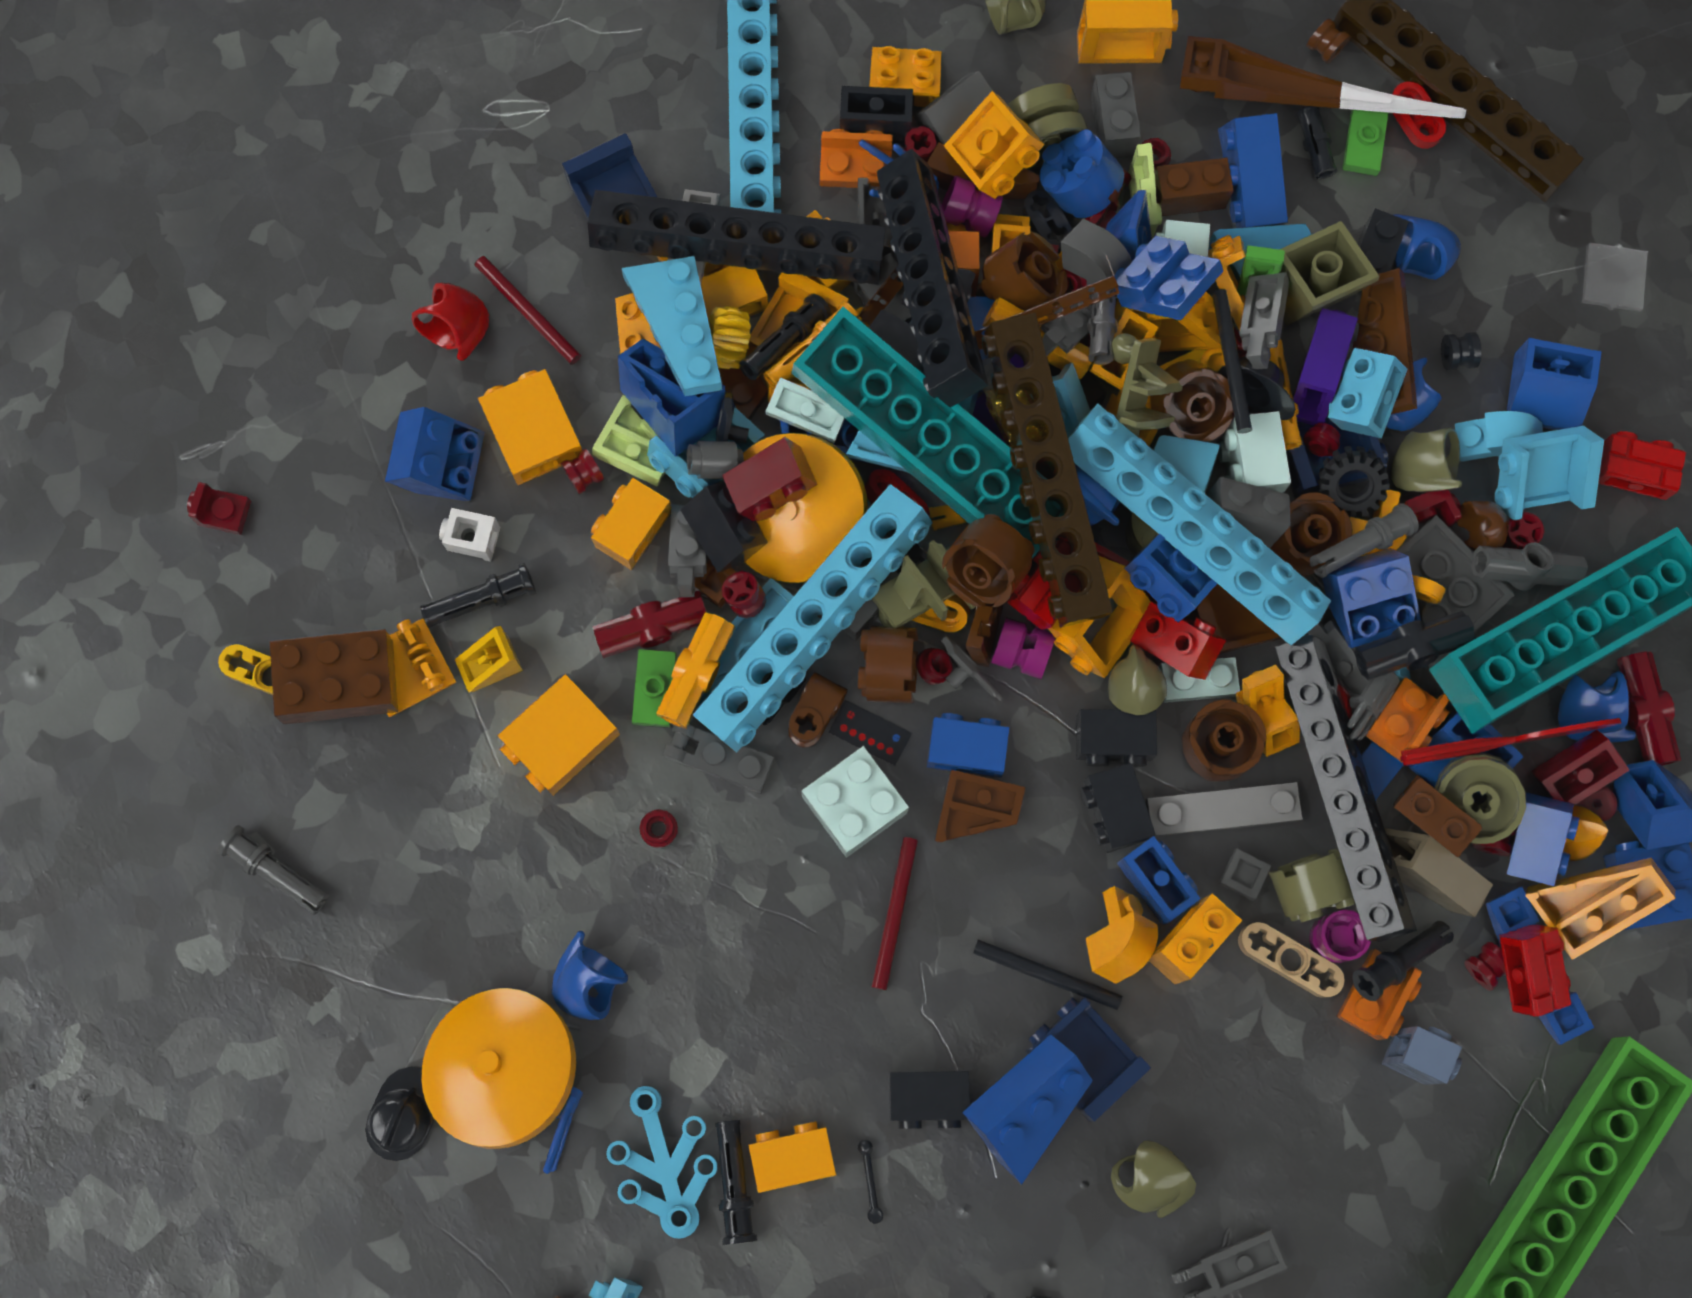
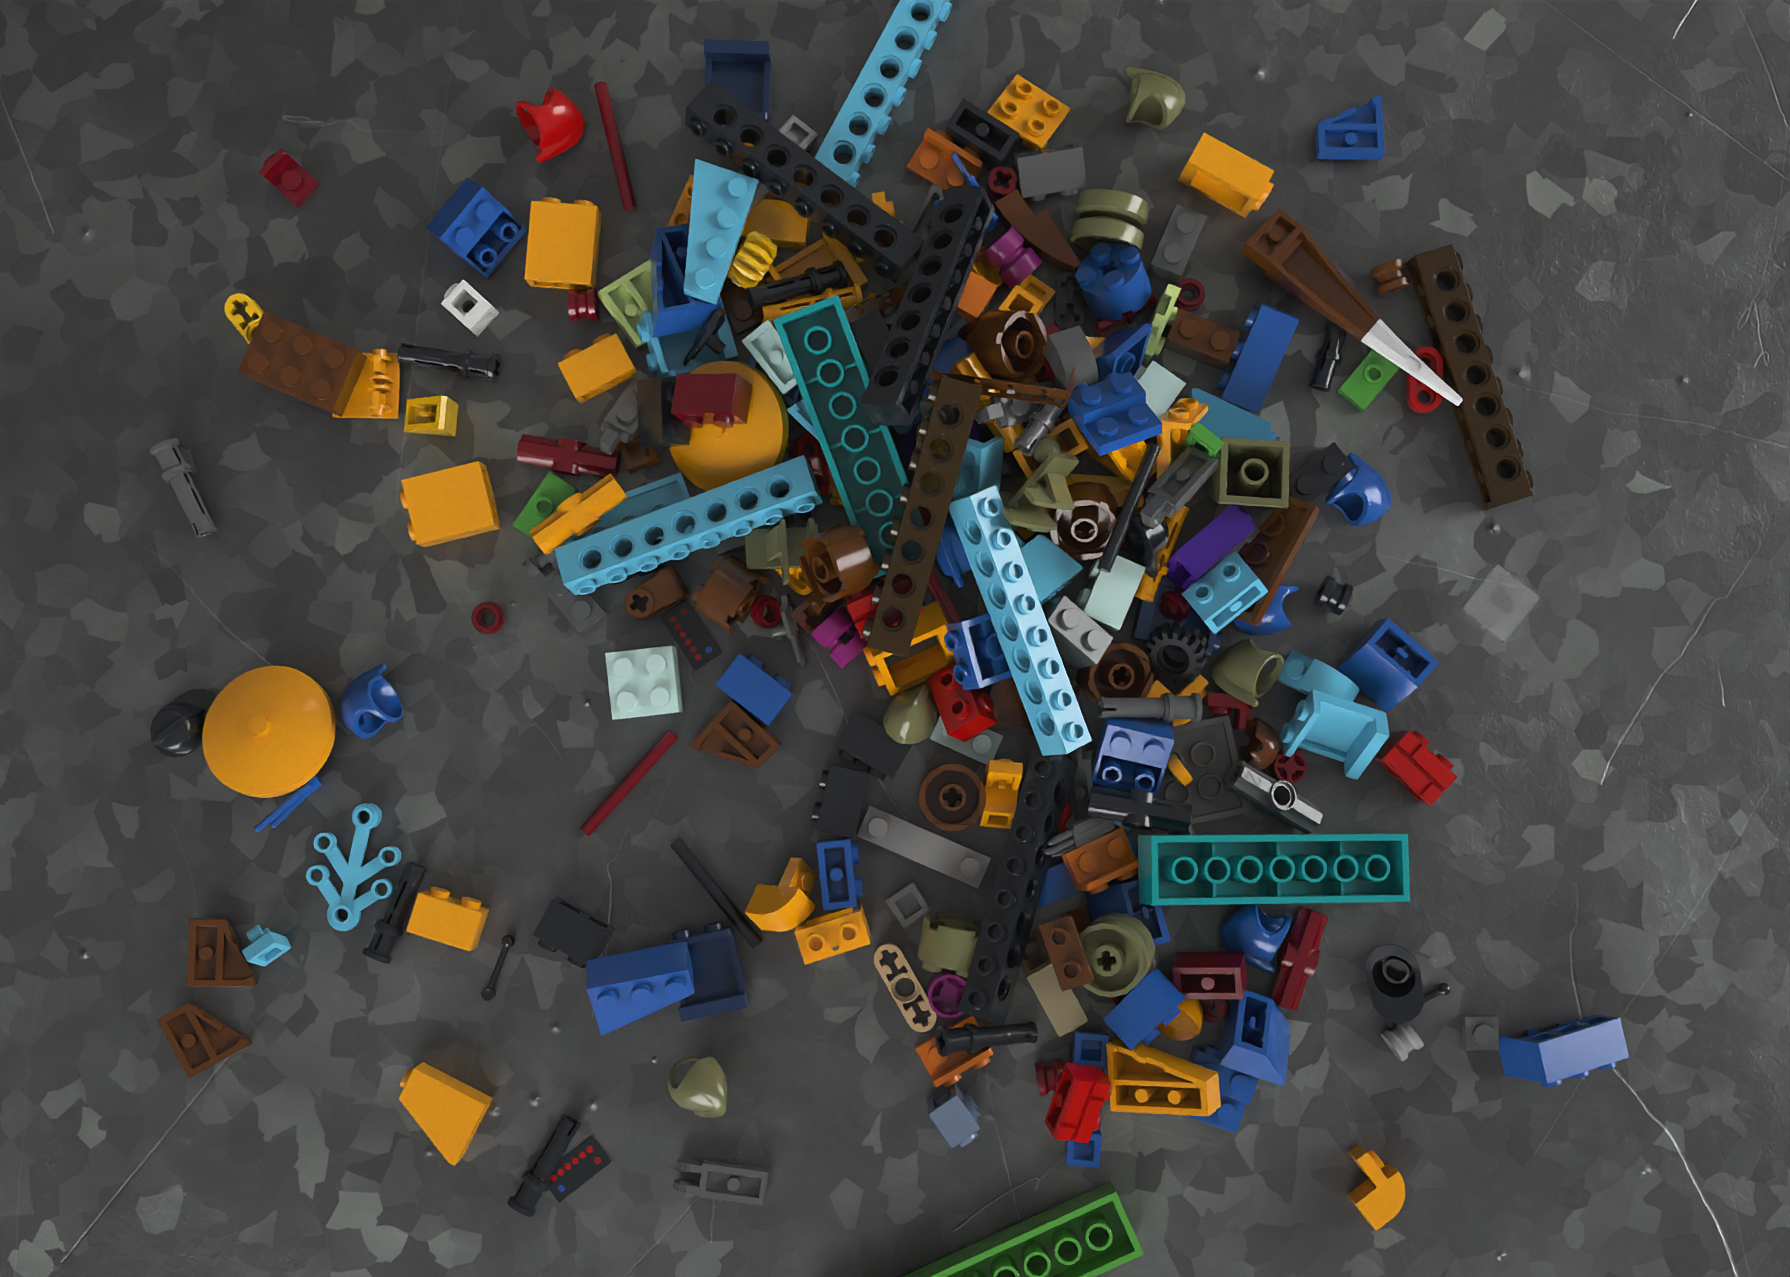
camera: 30 degrees right, 10 degrees up
(712, 458) = (681, 356): dark grey brick -> none
(742, 585) = (650, 467): dark red wheel -> none
(994, 146) = (1052, 220): light orange plate -> none
(1479, 745) = (1137, 914): red piece -> none

